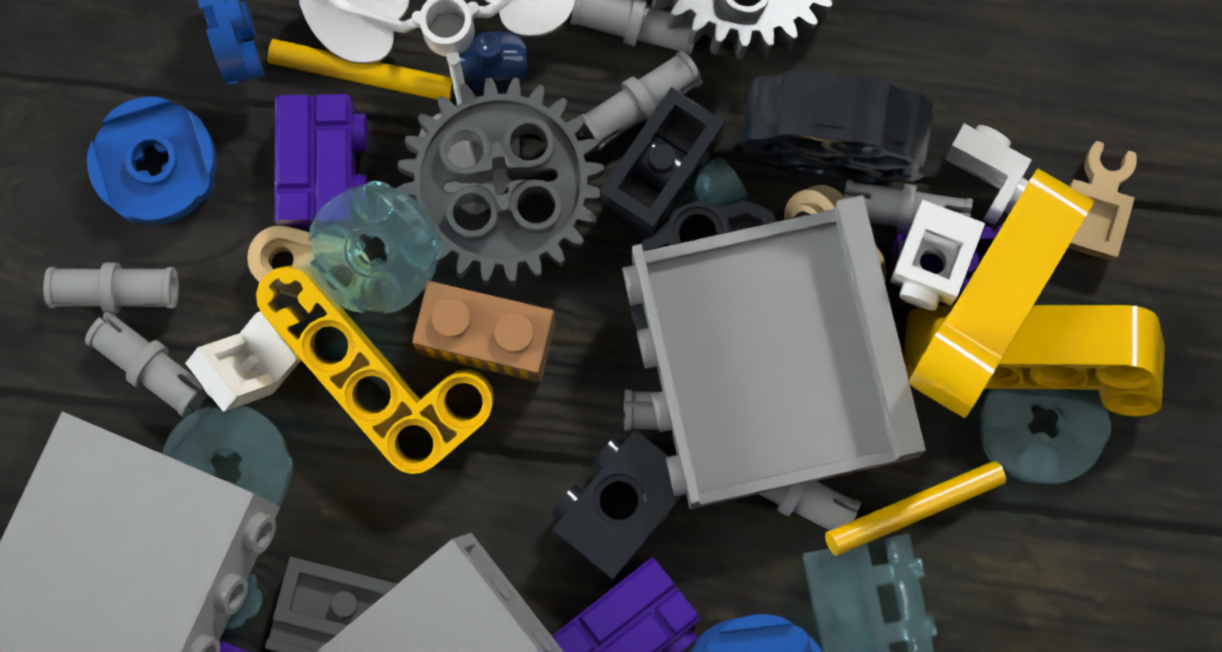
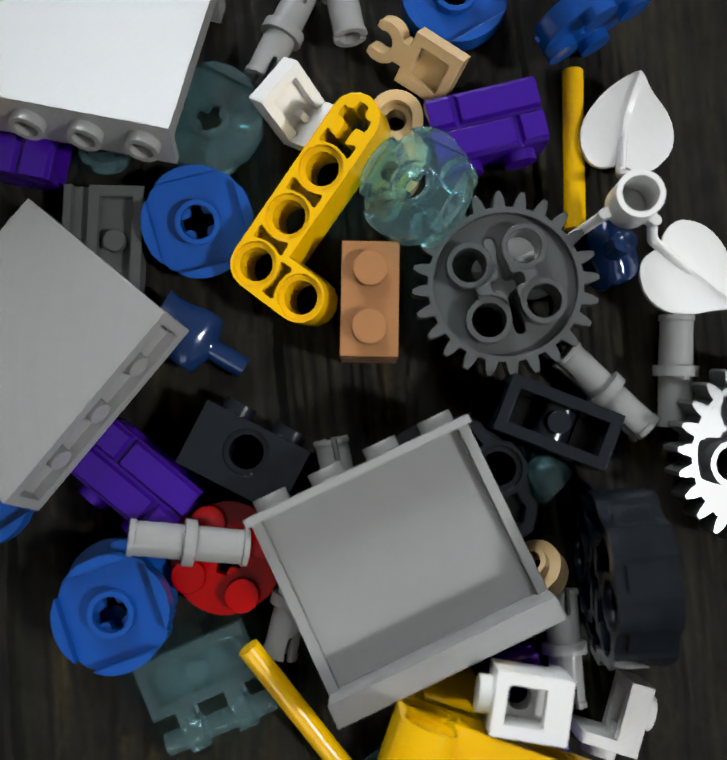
camera: 75 degrees right, 5 degrees up
(226, 210) = (426, 62): none -> tan plate
(318, 530) = (171, 204): none -> blue plate
(486, 526) = (203, 339): none -> dark blue piece
(703, 579) = (188, 542): none -> light grey pin
(738, 592) = (219, 590): none -> red plate

